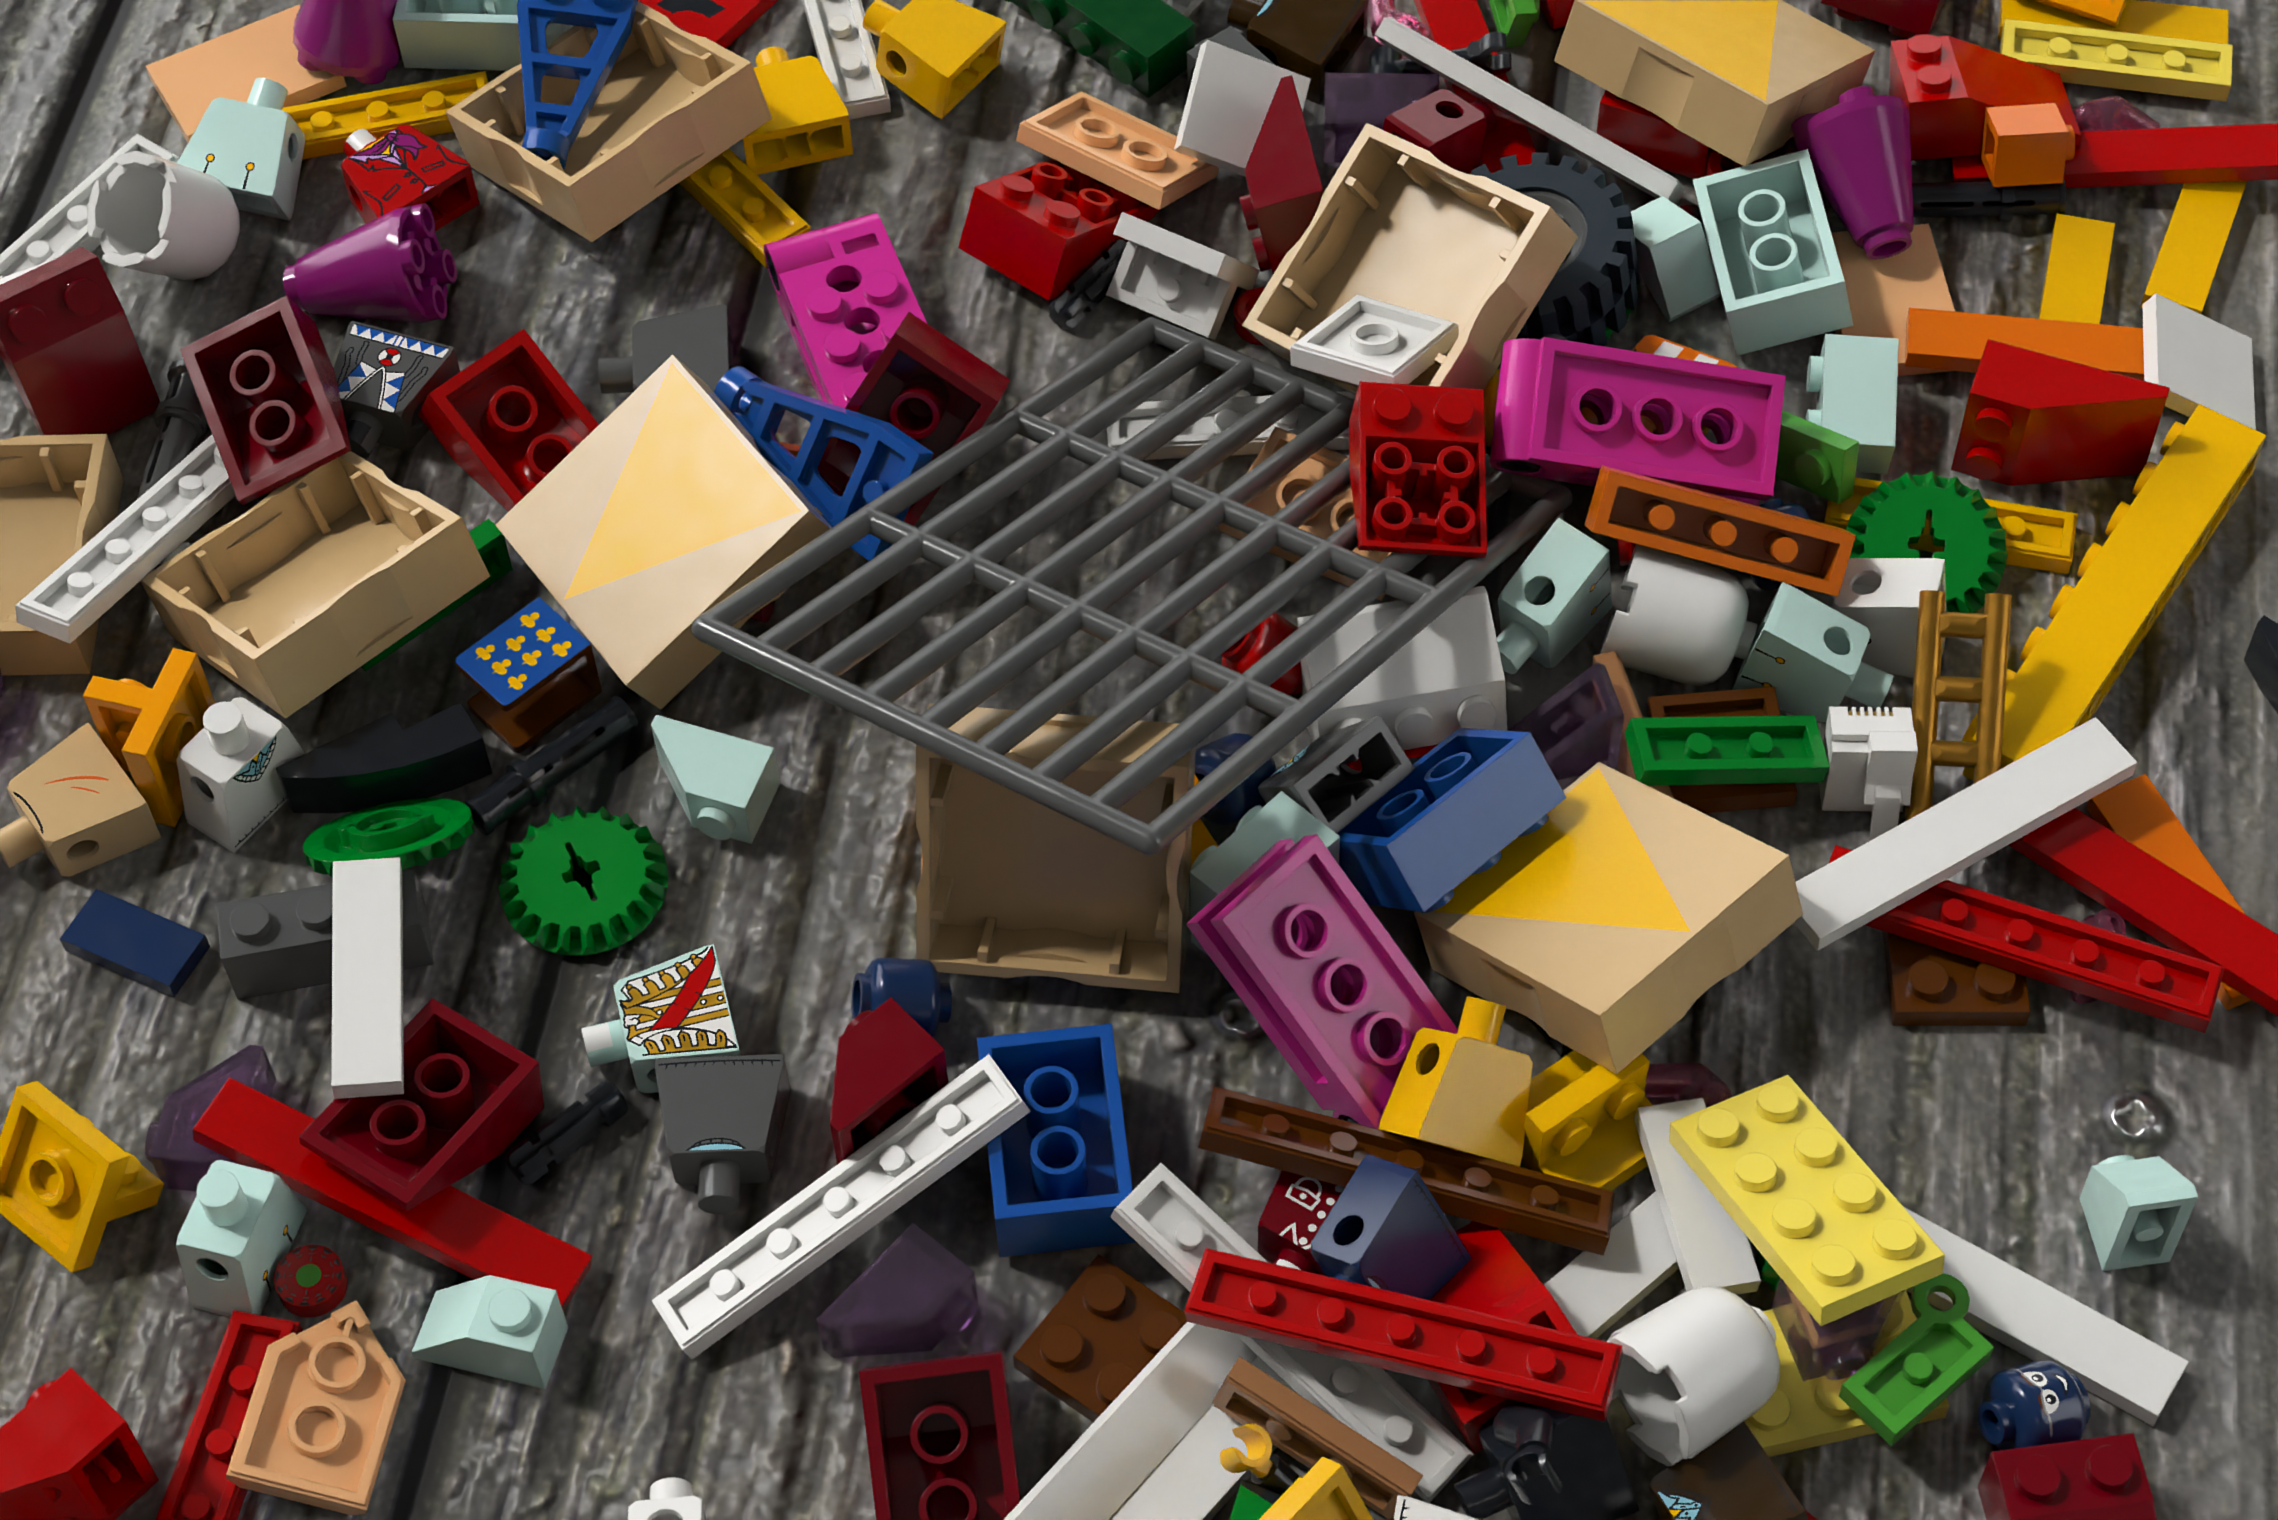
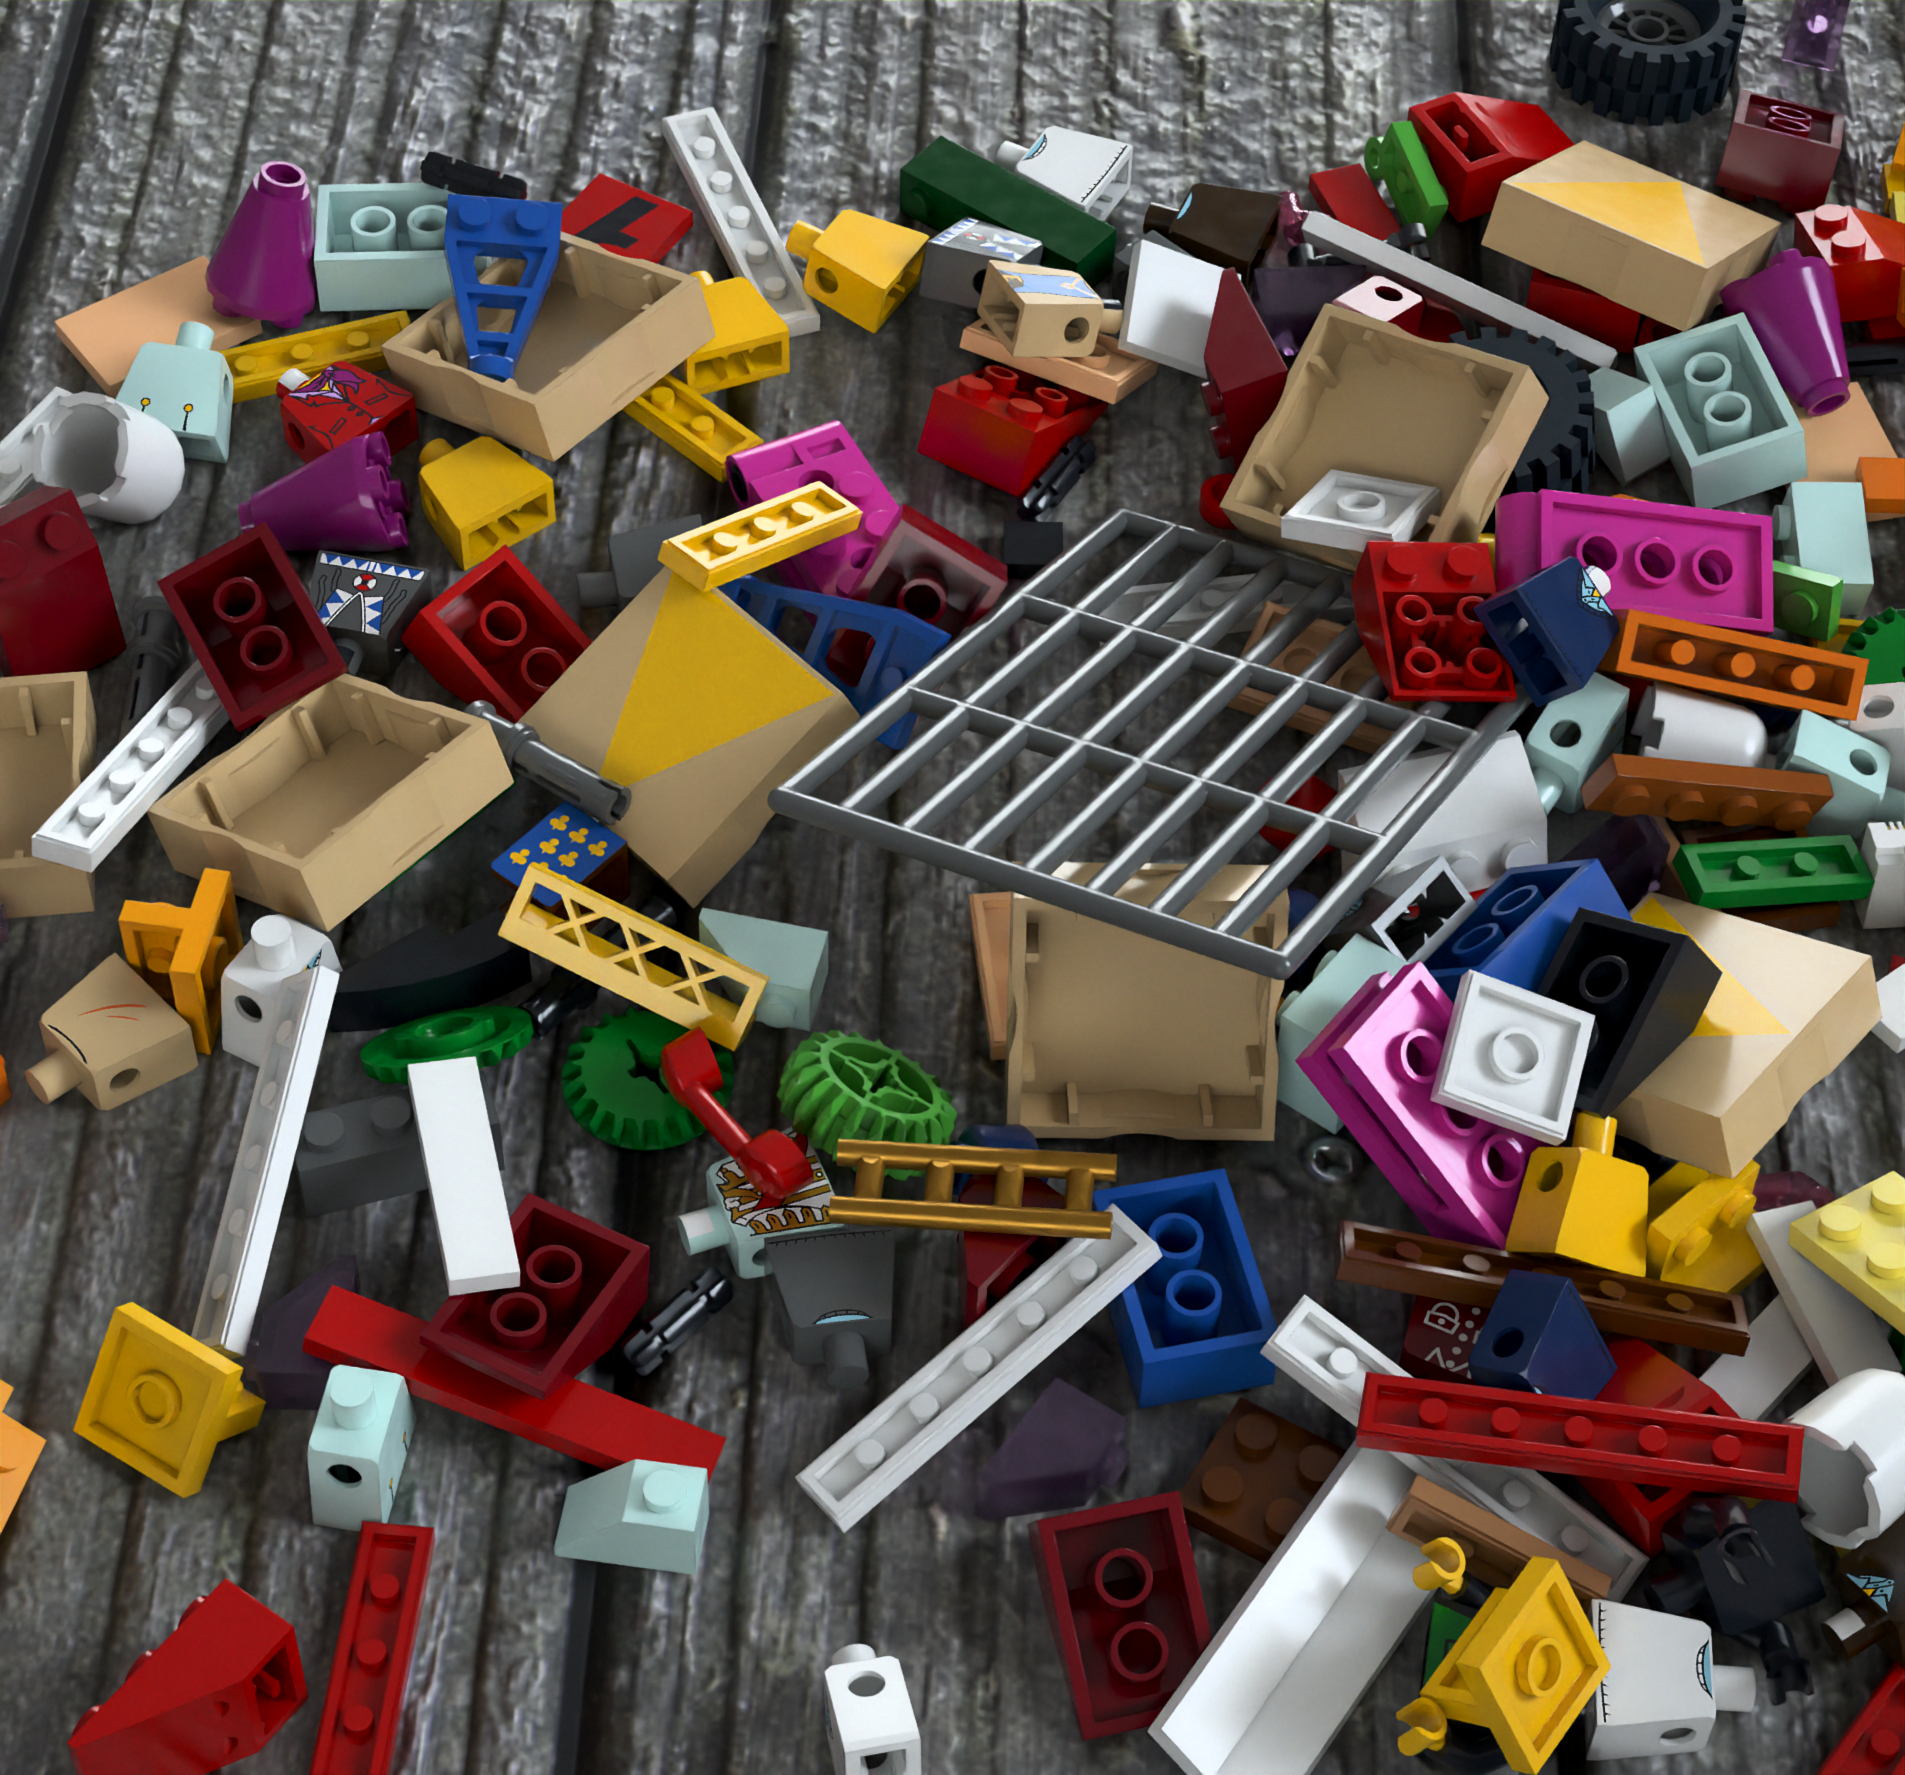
camera: 10 degrees left, 5 degrees down
(135, 943) = (178, 1165): dark blue tile -> none
(188, 950) = (264, 1162): none -> white tile
(310, 1281) = (436, 1486): red tile -> none
(320, 1416) = (473, 1618): light nougat tile -> none
(505, 548) = (554, 770): none -> dark grey pin
(524, 272) = (482, 497): none -> yellow torso
(565, 770) = (627, 970): none -> yellow fence
(614, 889) = (769, 1160): none -> red piece
(763, 338) = (759, 536): none -> yellow tile
(779, 929) = (862, 1092): none -> bright green gear
(874, 1062) = (1003, 1216): none -> pearl gold bar
(1054, 352) = (1030, 546): none -> black tile
(1056, 58) = (960, 256): none -> dark grey torso
(1103, 109) = (1045, 310): none -> tan torso
(1176, 277) = (1141, 464): white bracket -> none
(1401, 937) = (1512, 1058): none -> white tile
(1512, 896) = (1644, 995): none -> black slope
(1532, 482) = (1552, 627): none -> dark blue torso
(1667, 664) = (1706, 792): none -> dark orange plate

